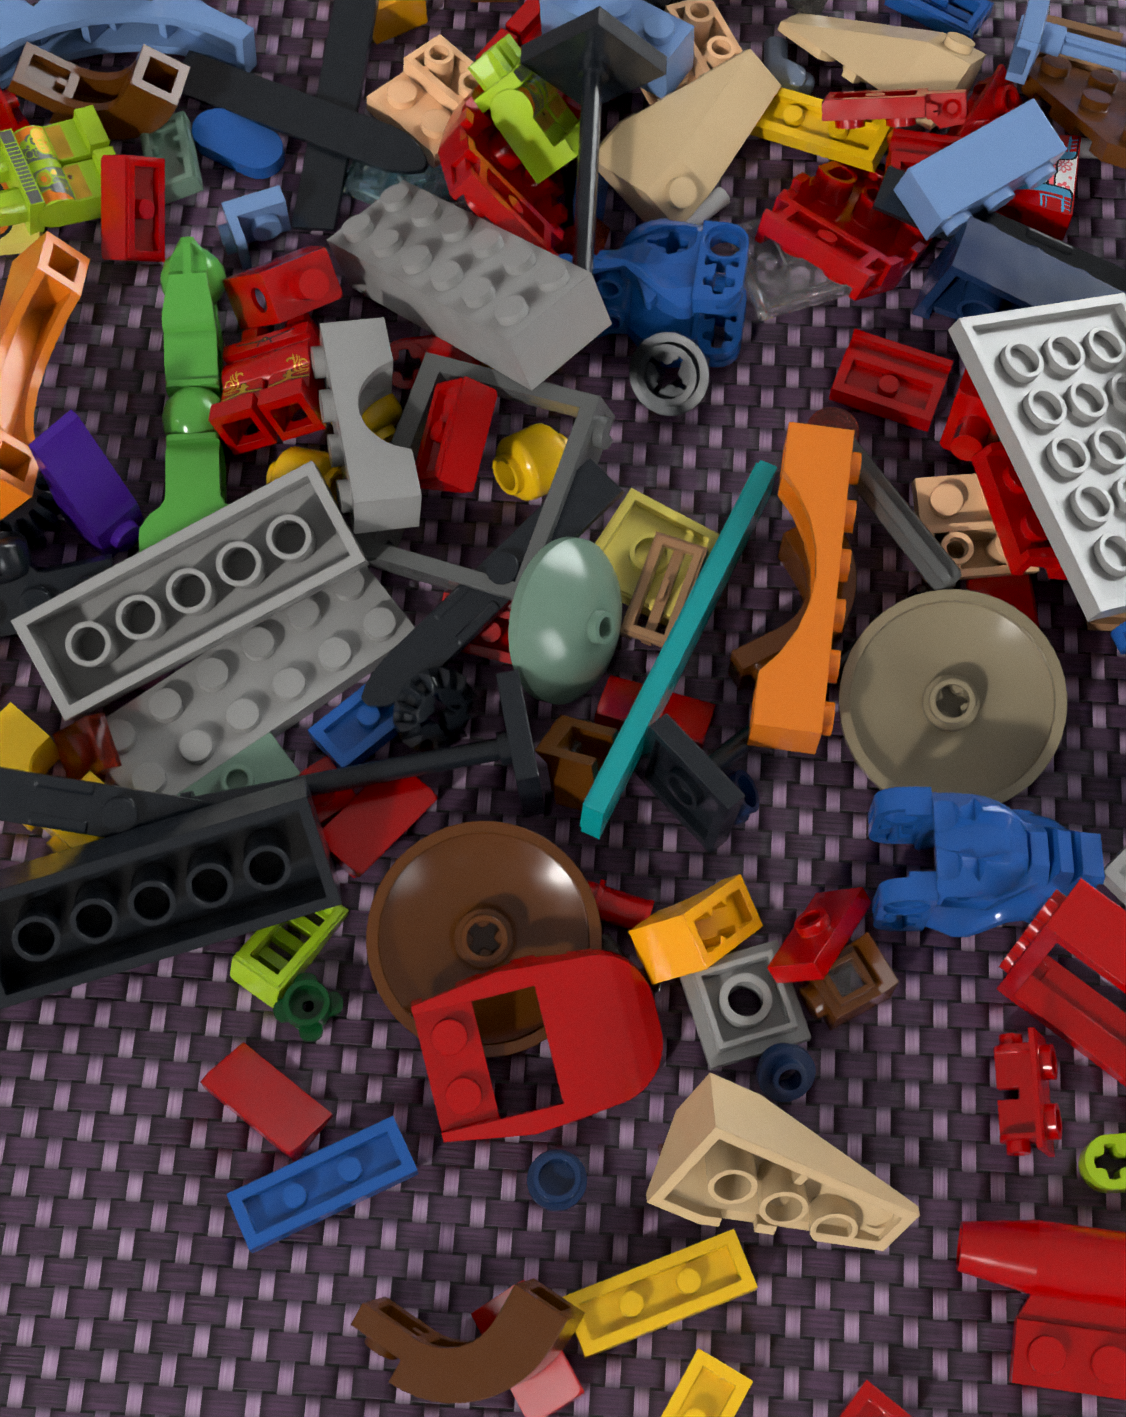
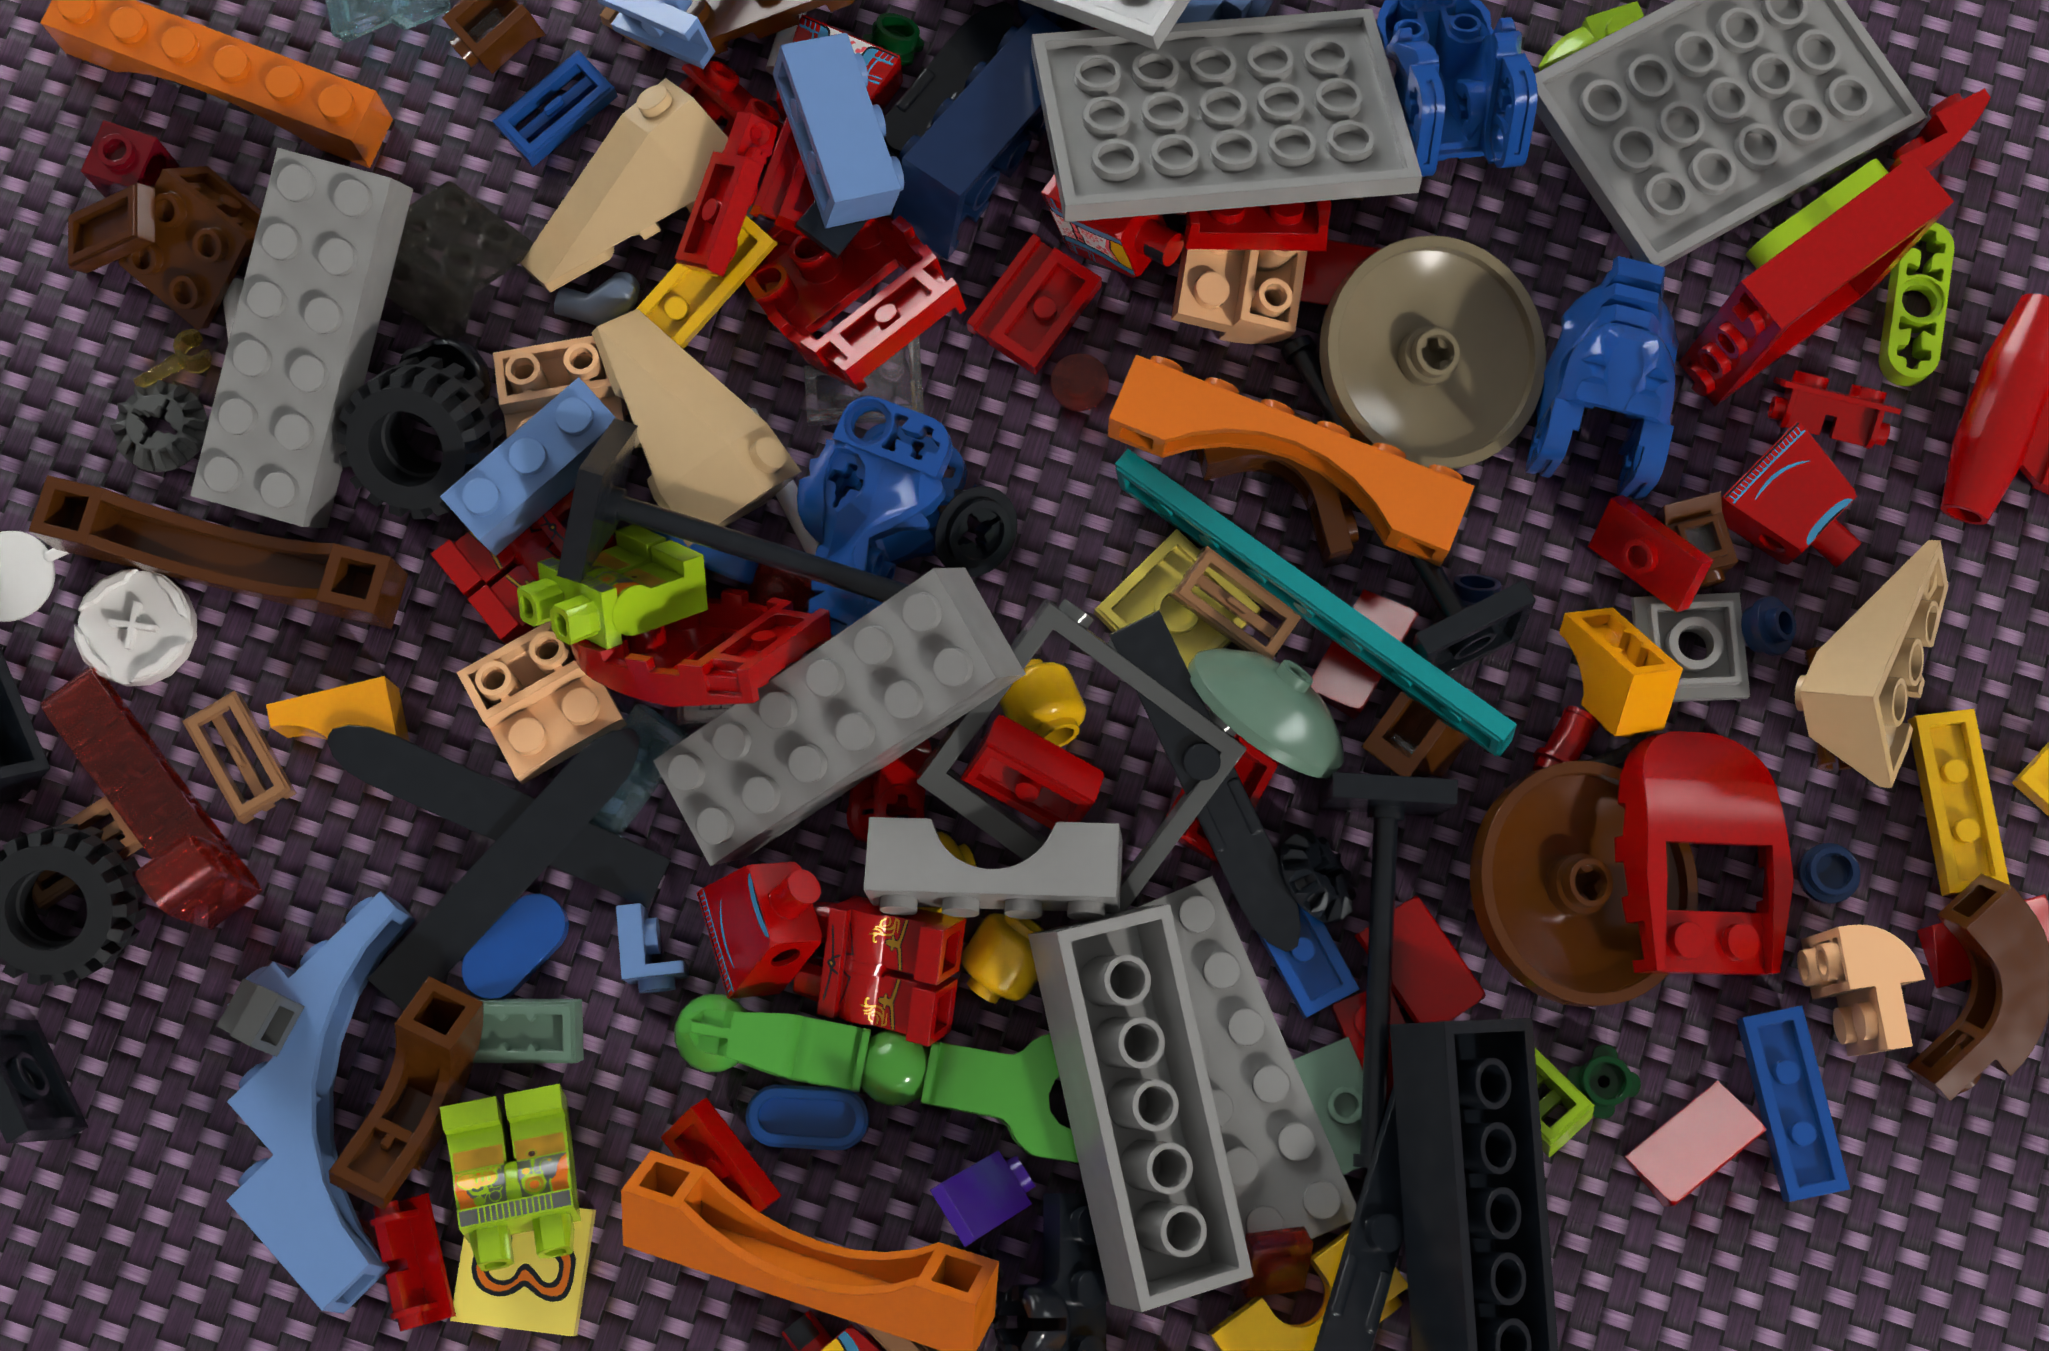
camera: 75 degrees left, 10 degrees up
(101, 307) = (708, 1141): none -> red plate
(132, 208) = (594, 1087): red slope -> none
(141, 375) = (807, 1117): none -> blue tile
(460, 1211) = (1866, 974): none -> light nougat brick
(904, 525) = (1226, 341): dark grey axle -> none
(917, 1066) = (1792, 501): none -> red torso
(1092, 220) = (896, 35): none -> dark green plate

